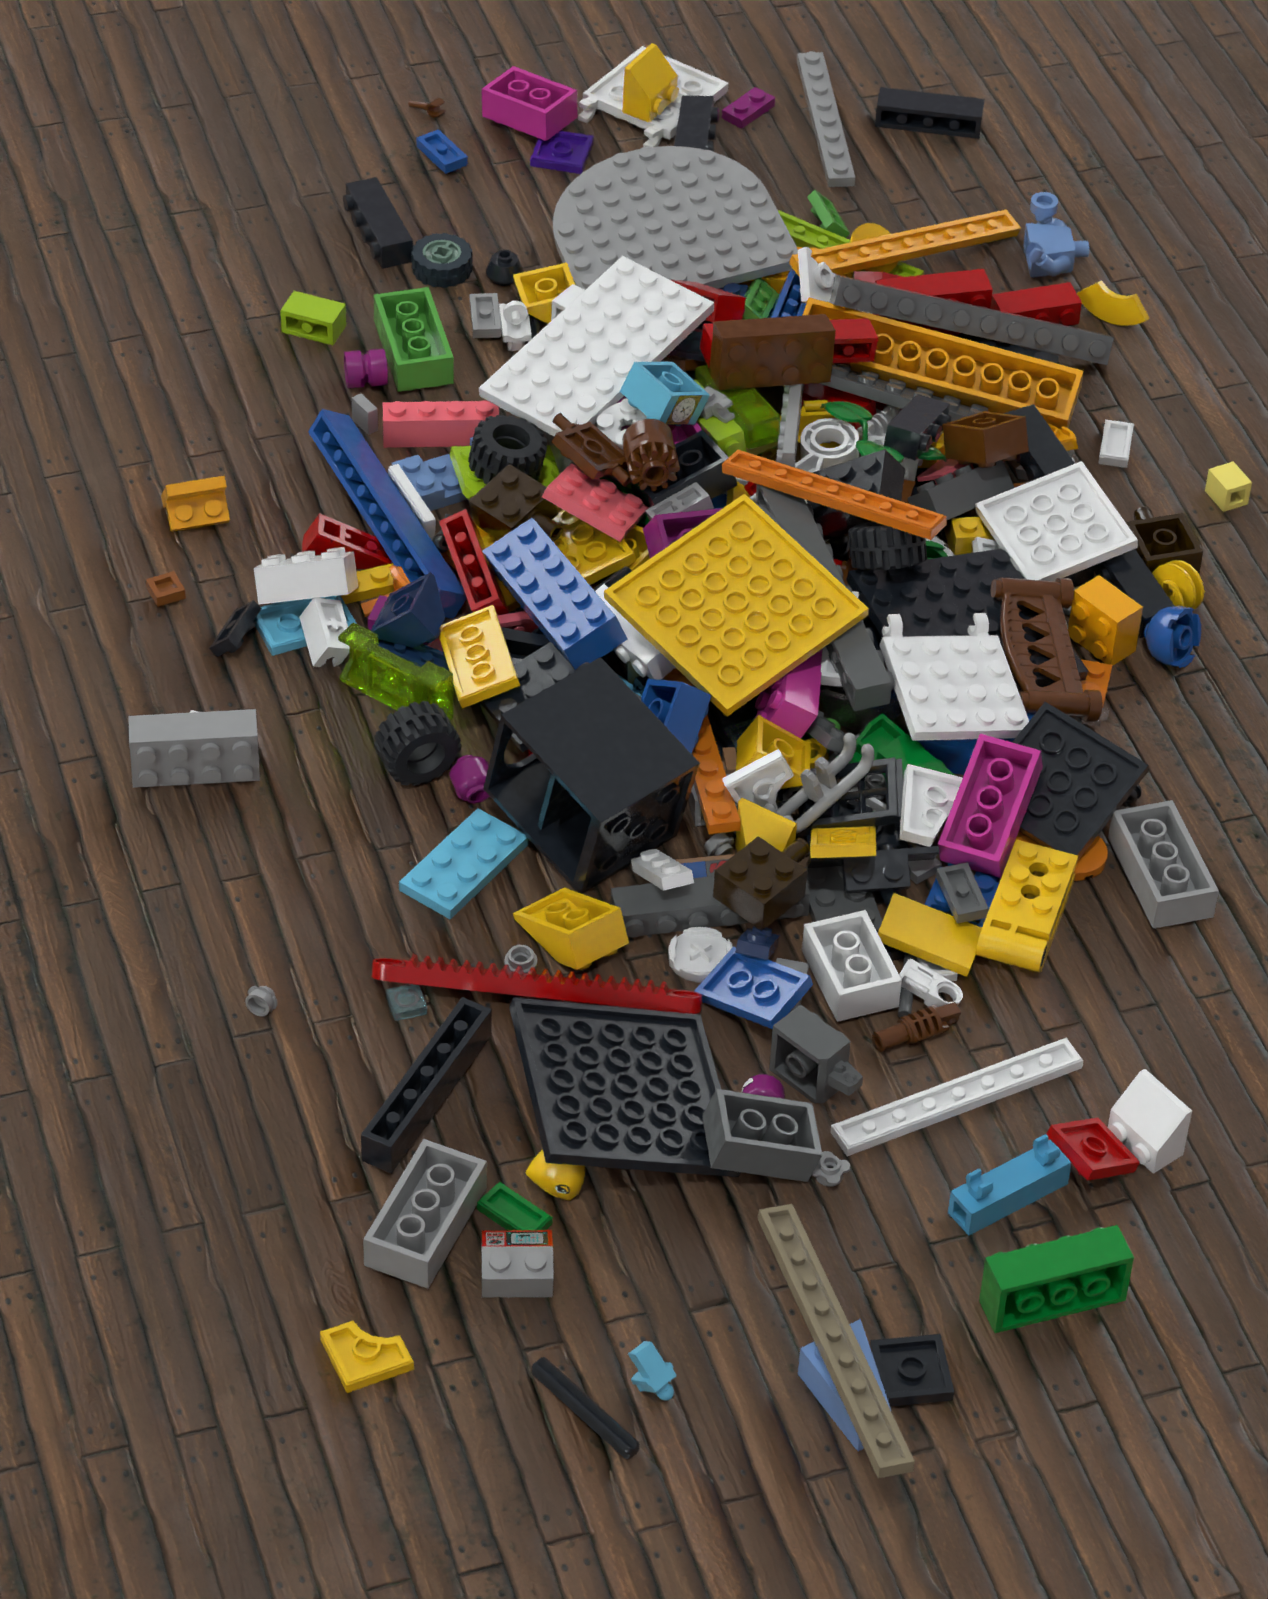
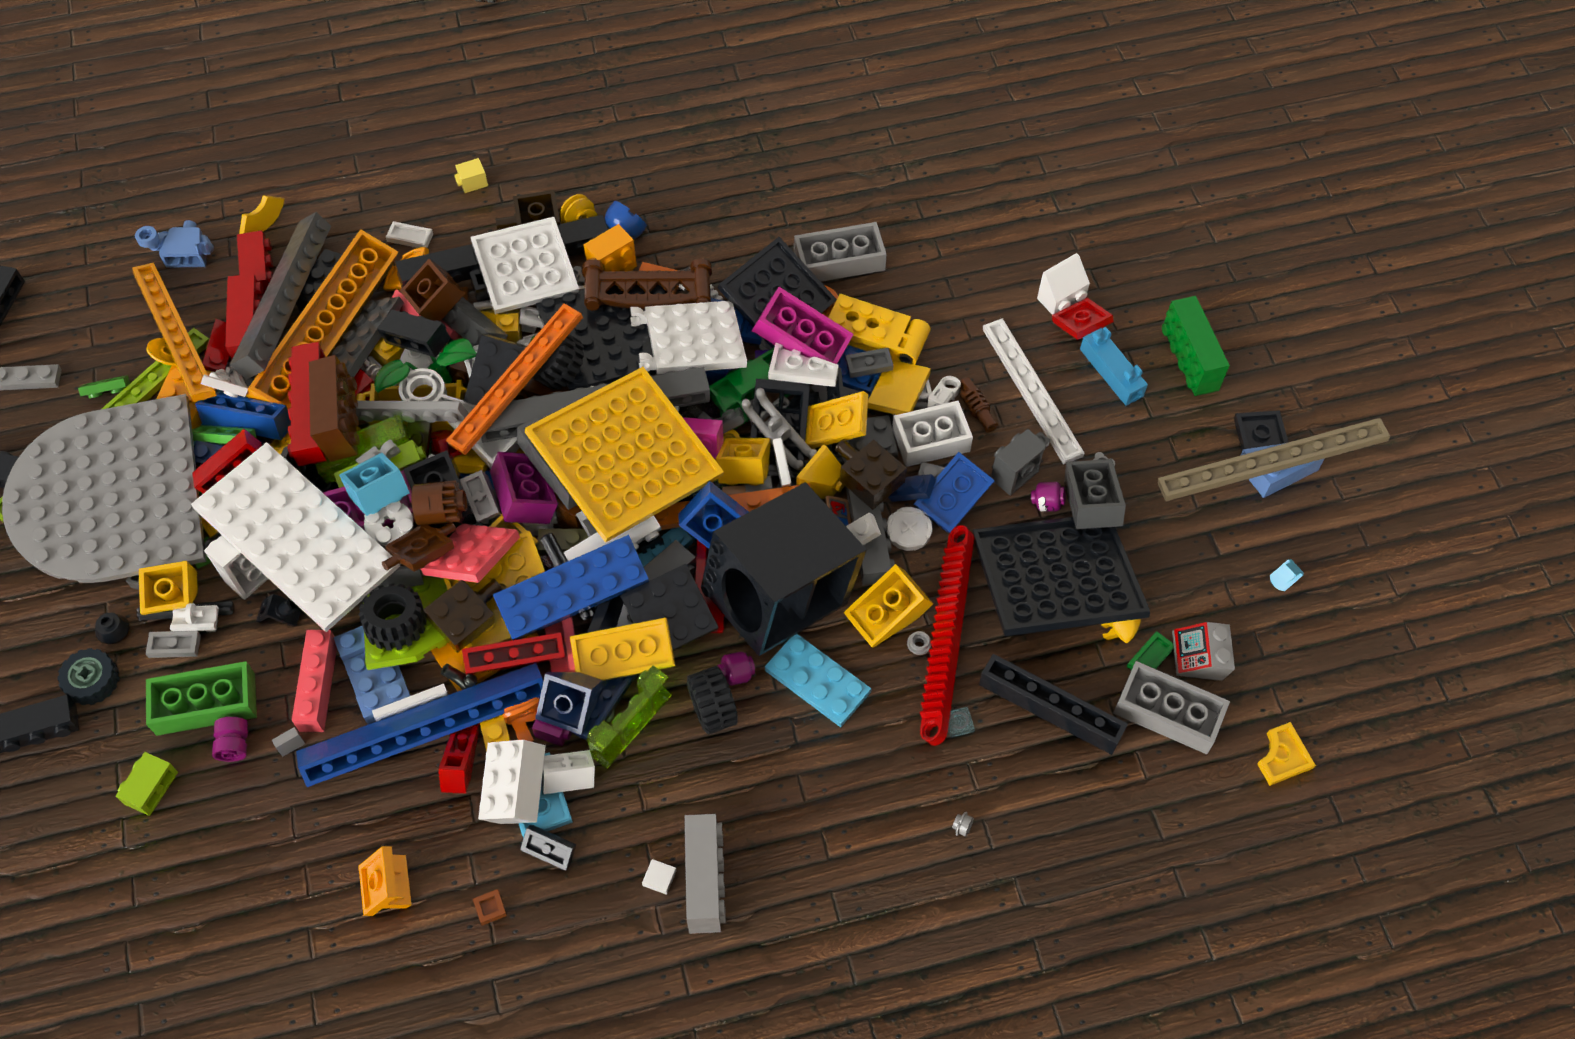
camera: 85 degrees left, 15 degrees up
(585, 1408) = (1311, 618): black axle -> none

